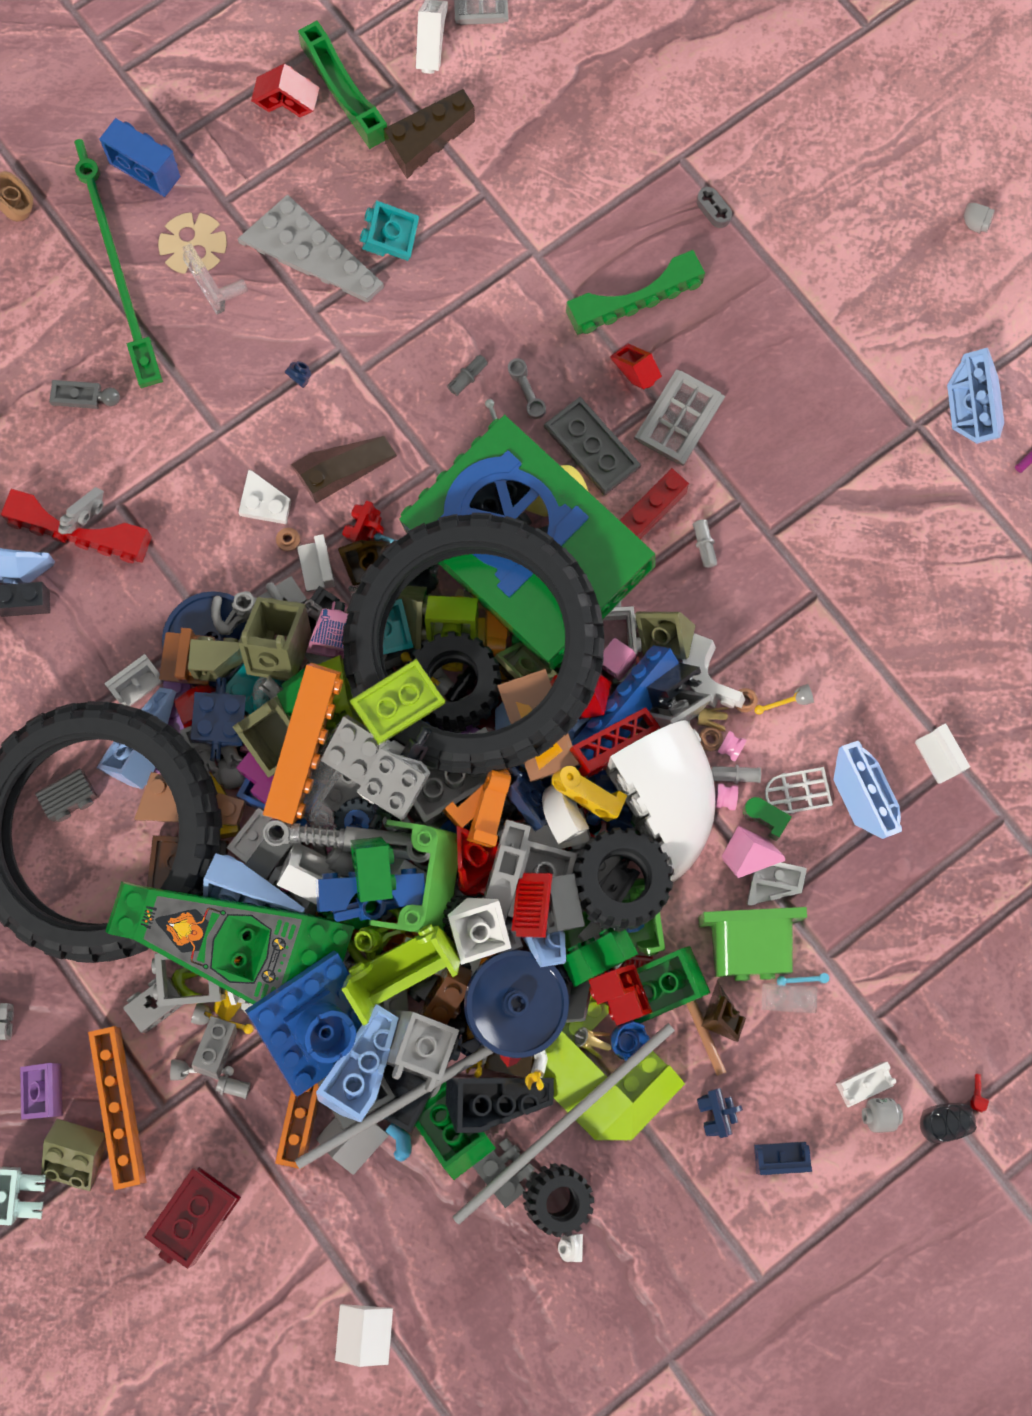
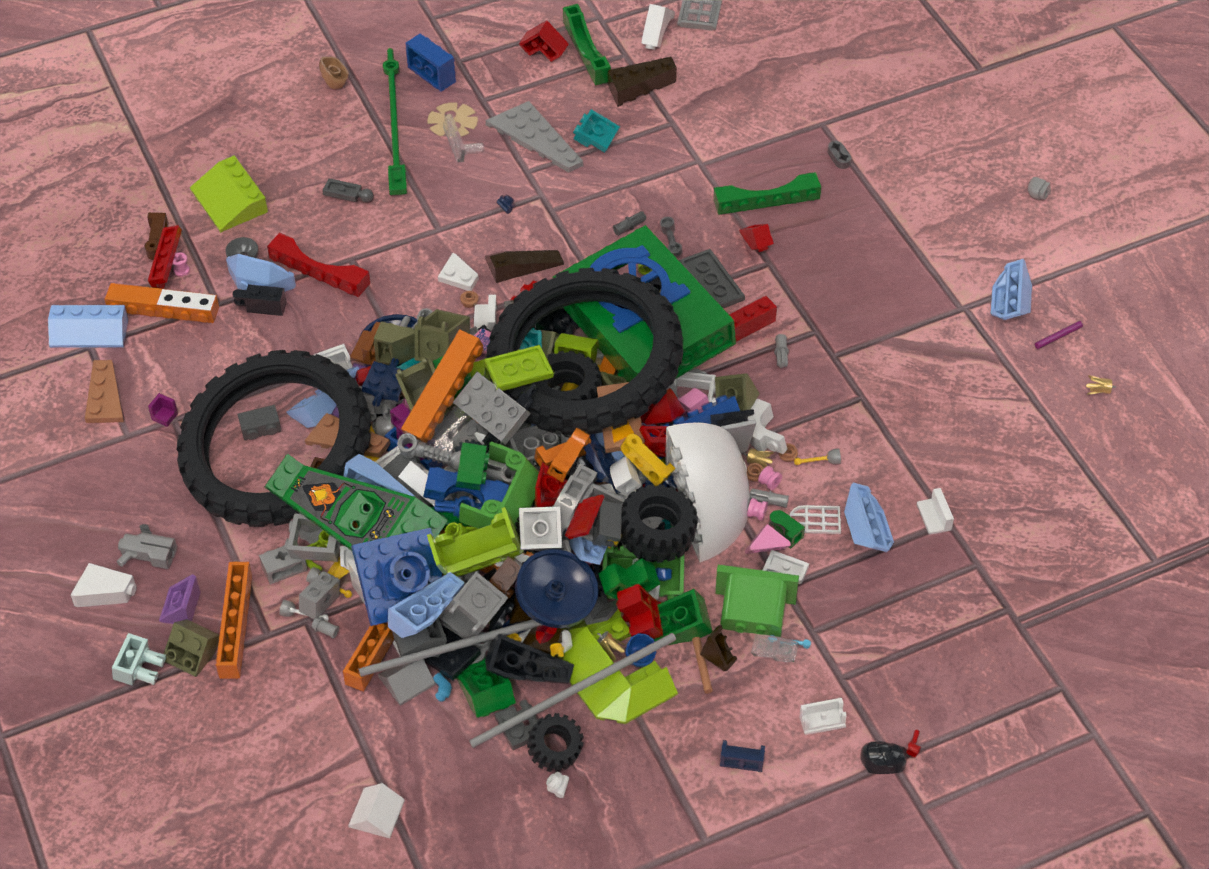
camera: 15 degrees right, 25 degrees down
(81, 511) = (325, 252): light grey hinge -> none
(192, 1218) = (268, 699): dark red torso -> none
(679, 417) = (781, 273): light grey piece -> none
(721, 1124) = (703, 713): dark blue hips -> none
(882, 1115) = (831, 739): light grey head -> none

